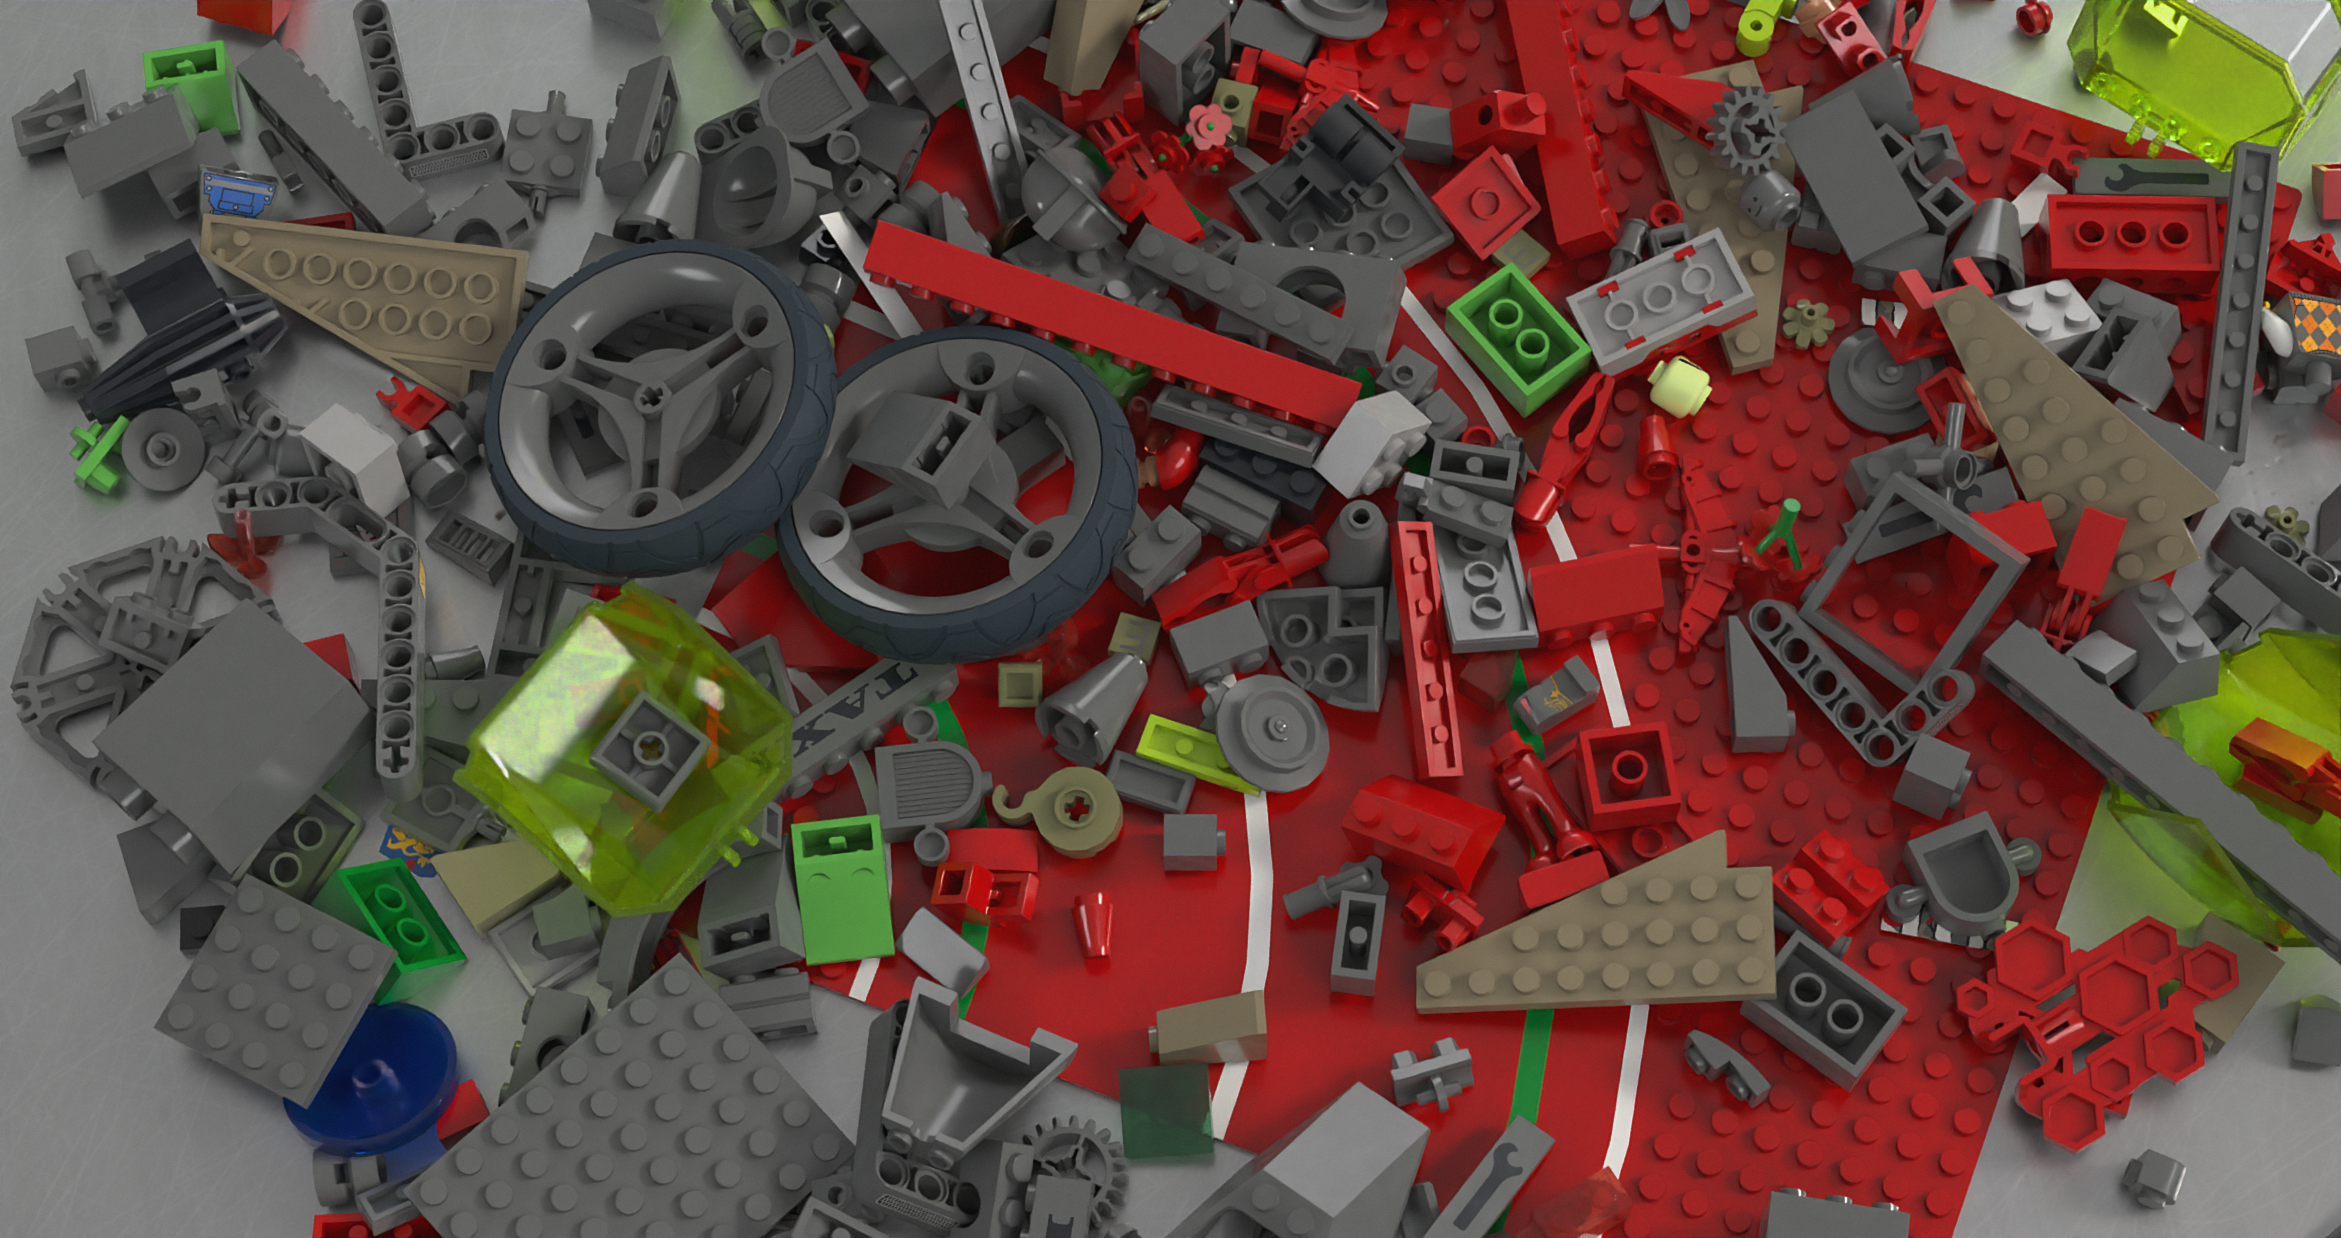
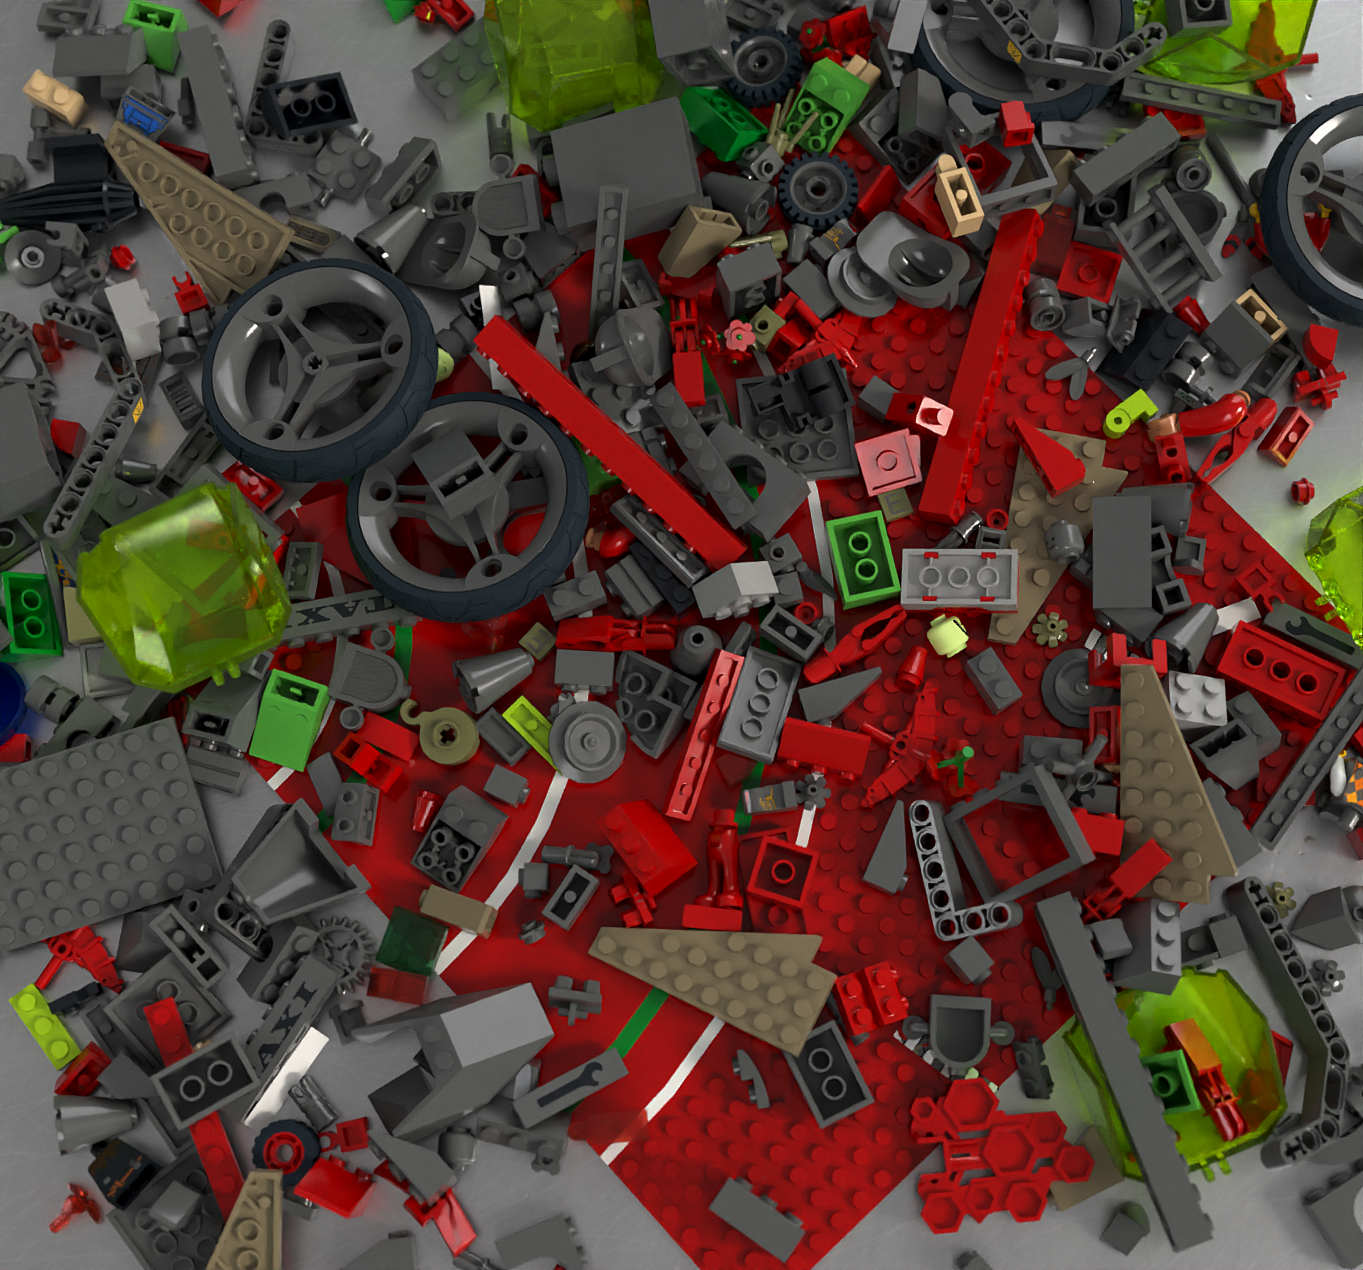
camera: 25 degrees right, 10 degrees up
(106, 231) = (57, 98): none -> tan brick
(291, 397) = (122, 257): none -> red plate
(419, 878) = (55, 590): none -> dark grey bar
(461, 88) = (307, 105): none -> black slope
(471, 1019) = (48, 698): none -> dark grey wheel
(552, 258) = (311, 235): none -> tile
(646, 723) = (188, 585): dark grey brick -> none
(999, 970) = (355, 813): none -> dark grey bracket
(1020, 684) = (455, 639): olive tile -> none
(1127, 193) = (669, 356): red plate -> none
(1159, 940) = (459, 838): none -> dark grey slope
(1168, 1173) = (397, 986): none -> clear red brick
(1293, 946) = (534, 879): none -> dark grey plate
(1325, 1015) = (532, 931): none -> dark grey plate
(1456, 509) = (767, 654): dark grey hinge -> none
(1469, 398) = (814, 580): none -> dark grey bar
(1573, 525) = (829, 699): none -> dark grey slope
(1609, 665) = (812, 798): none -> dark grey plant
(1746, 130) = (1074, 479): dark grey gear -> none
(1769, 416) = (992, 681): none -> dark grey brick
(2046, 760) = (1049, 979): none -> dark grey piece
(2086, 884) = (1035, 1077): none -> dark grey hinge
(2282, 795) = (1171, 1081): none -> bright green slope

